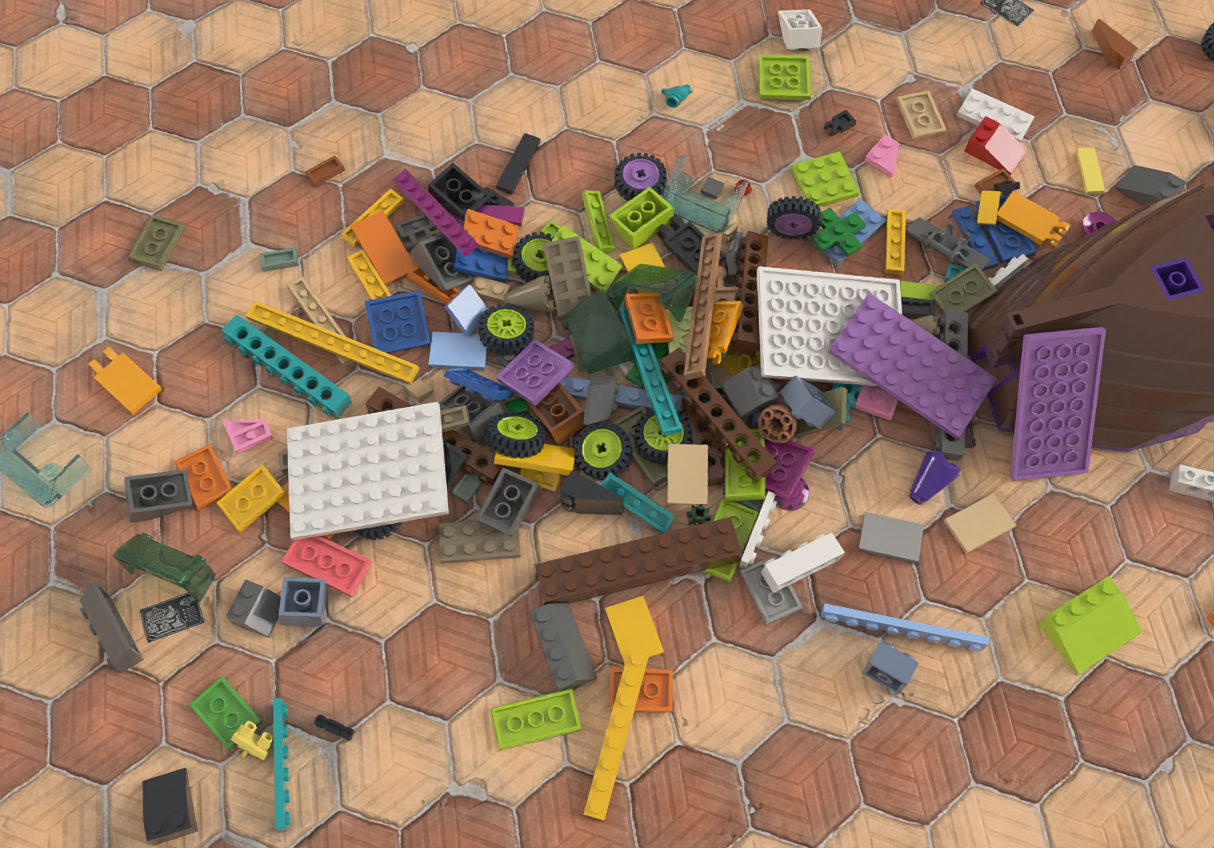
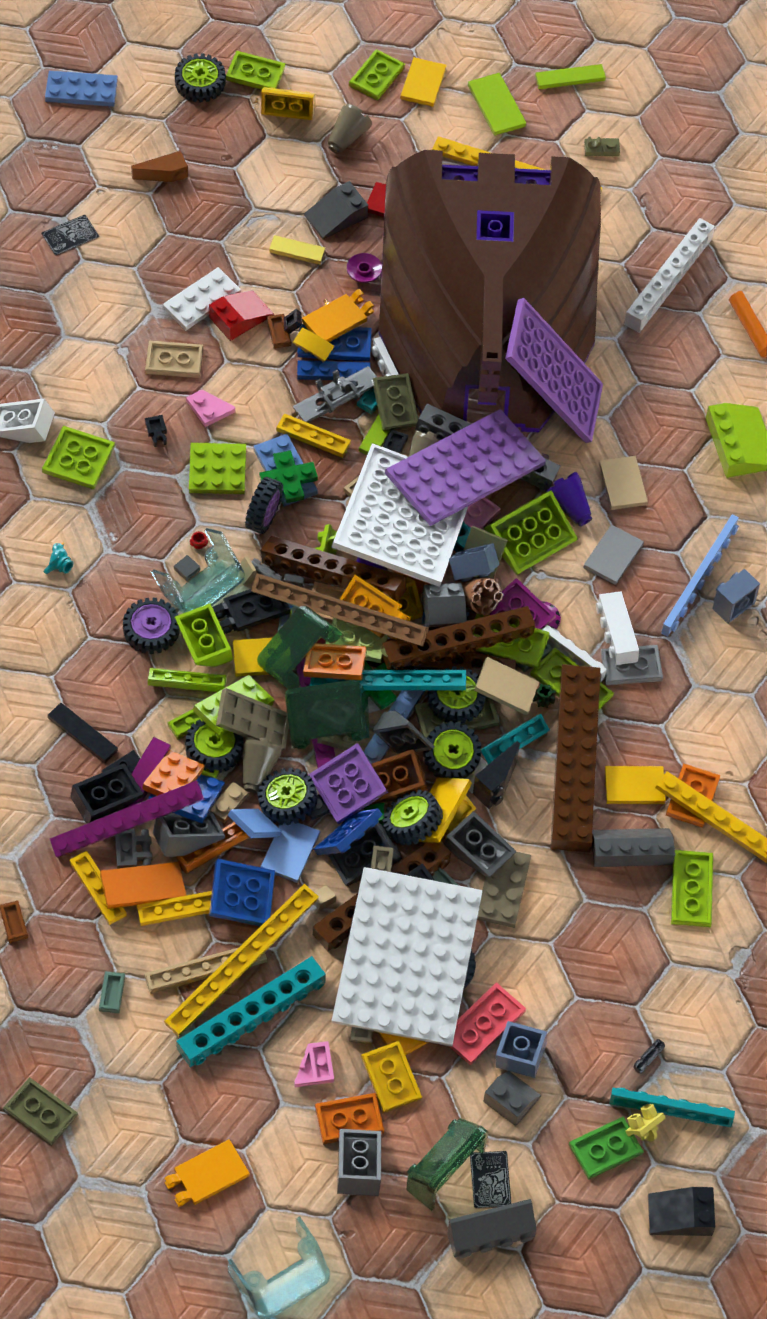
camera: 75 degrees left, 5 degrees down
(877, 453) = (533, 532): none -> lime slope

